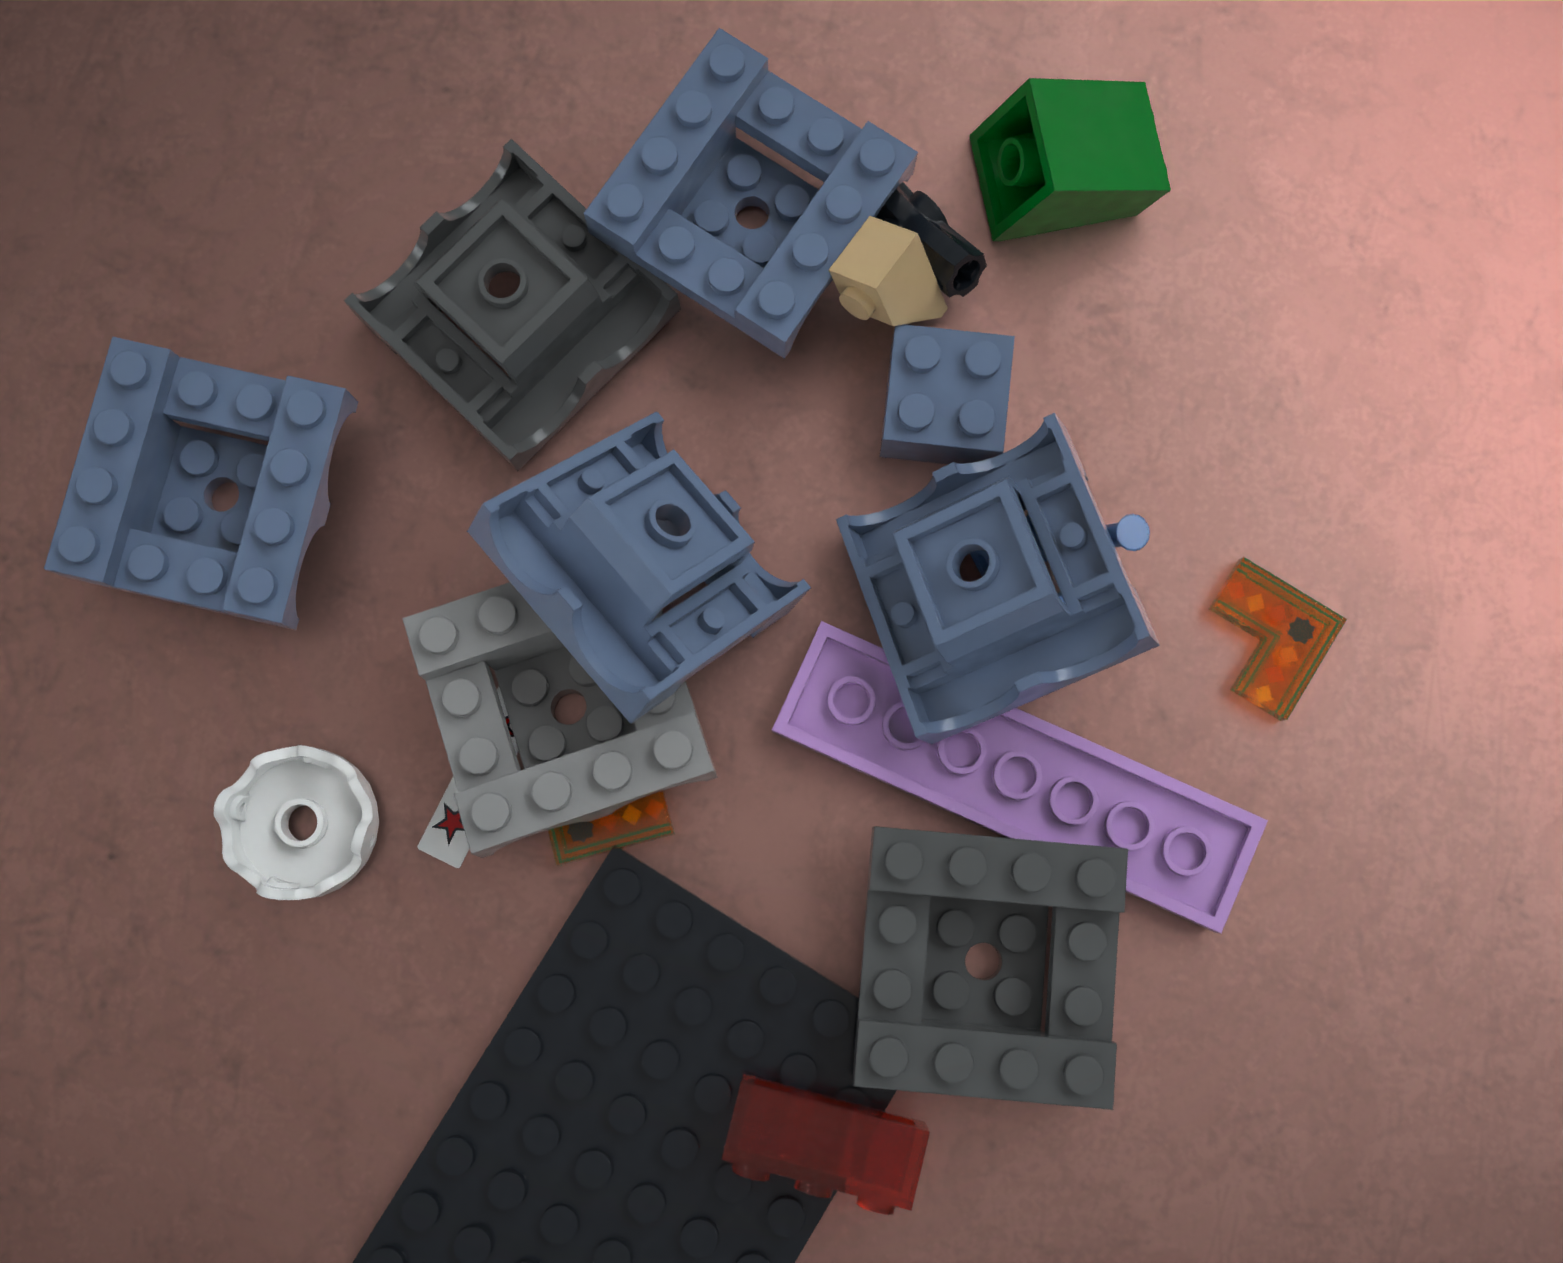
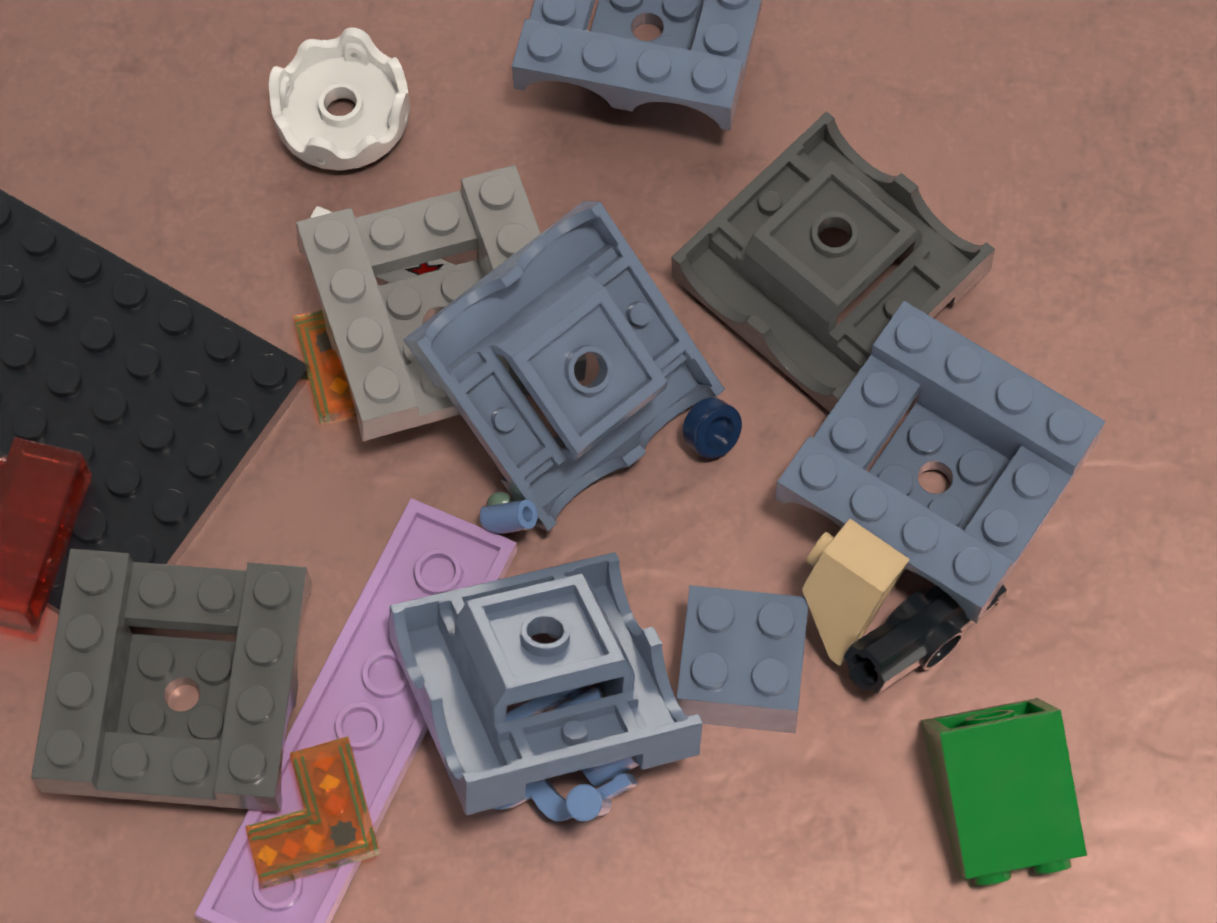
camera: 90 degrees right, 15 degrees down
(695, 426) = (712, 427): none -> dark blue tile
(799, 631) = (506, 514): none -> medium blue arm
(1135, 798) = (330, 828): none -> clear orange tile

